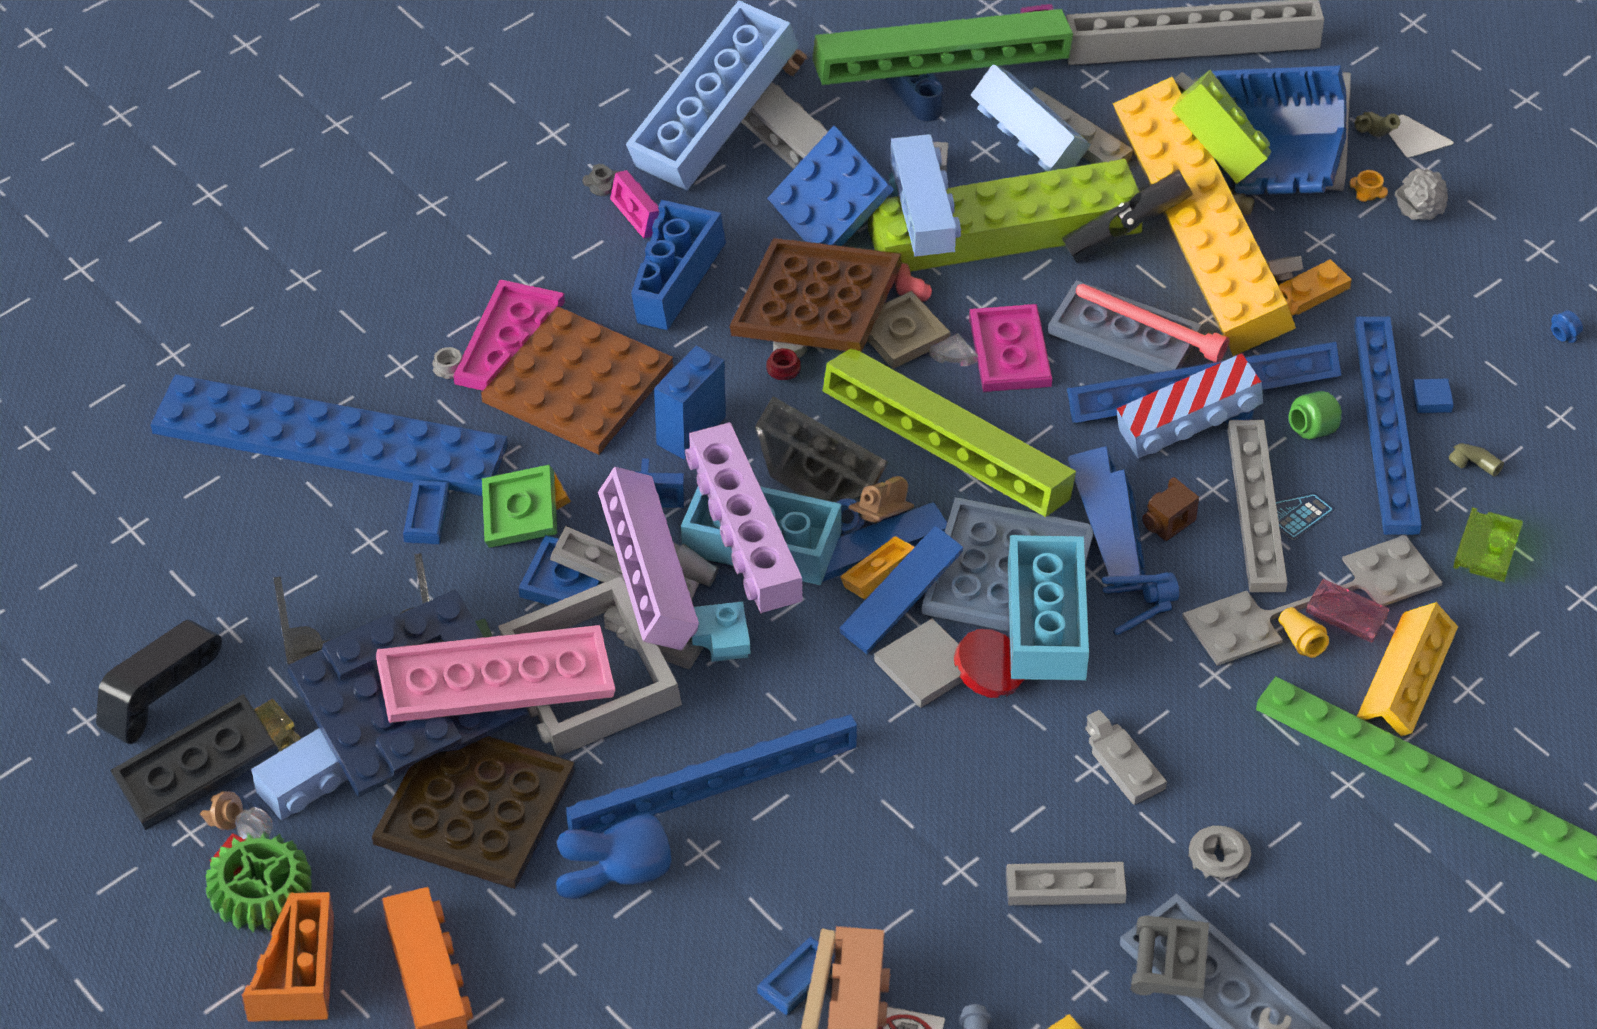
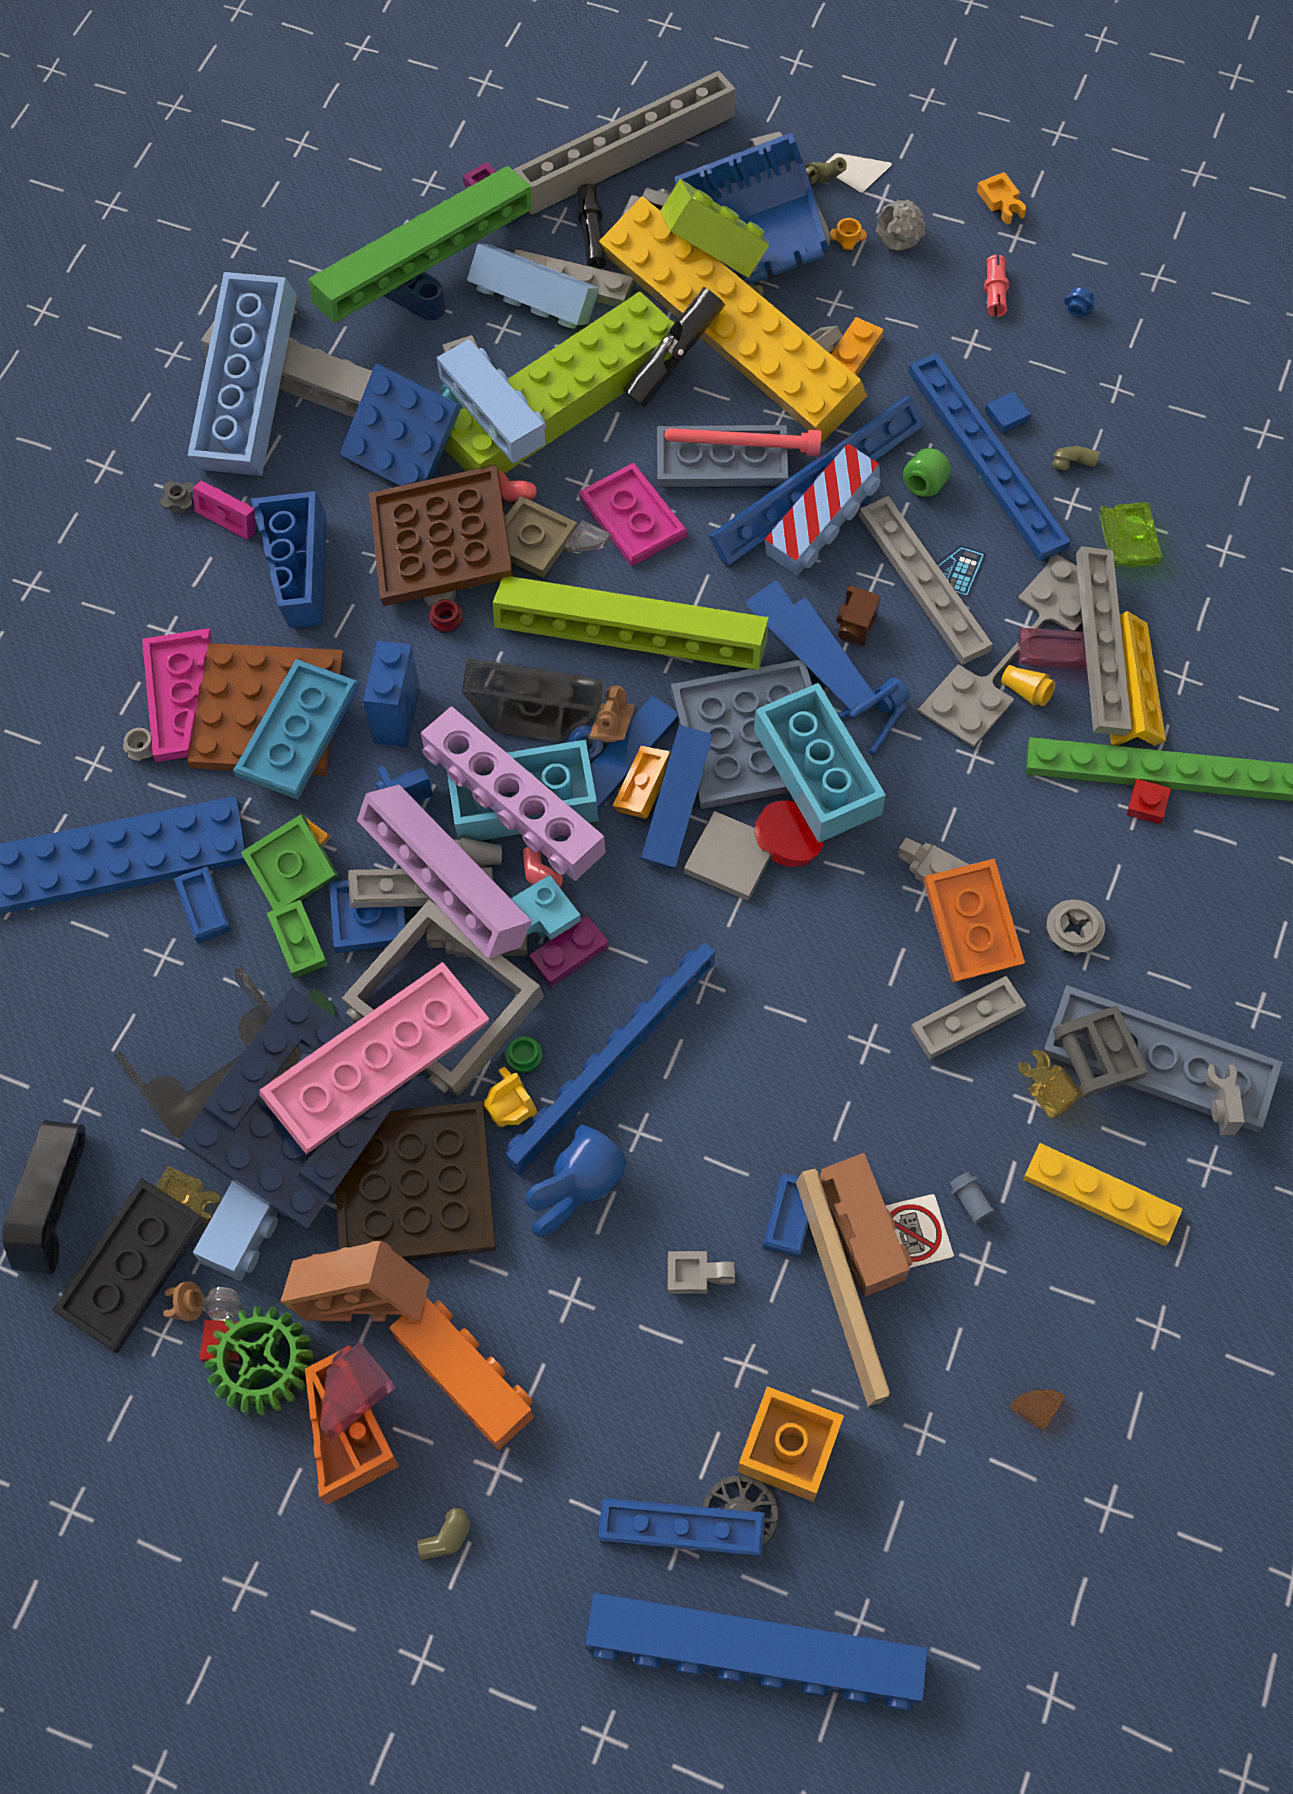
camera: 25 degrees left, 15 degrees up
(316, 920) = (351, 1389): none -> clear pink slope
(375, 849) = (355, 1282): none -> nougat wedge
(490, 570) = (297, 939): none -> bright green plate
(589, 401) = (296, 729): none -> dark azure tile
(597, 770) = (508, 1101): none -> yellow piece
(635, 743) = (523, 1054): none -> green plate
(679, 977) = (691, 1272): none -> light grey plate
(728, 679) = (568, 951): none -> magenta plate
(739, 595) = (536, 870): none -> coral arm
(1111, 972) = (1052, 1086): none -> clear yellow plate
(1119, 802) = (973, 920): none -> orange plate
(1123, 84) = (590, 217): none -> black pin
(1362, 778) = (1148, 801): none -> red plate
(1396, 619) = (1103, 641): none -> light grey plate
(1490, 282) = (996, 285): none -> coral pin
(1544, 205) = (1001, 194): none -> light orange plate

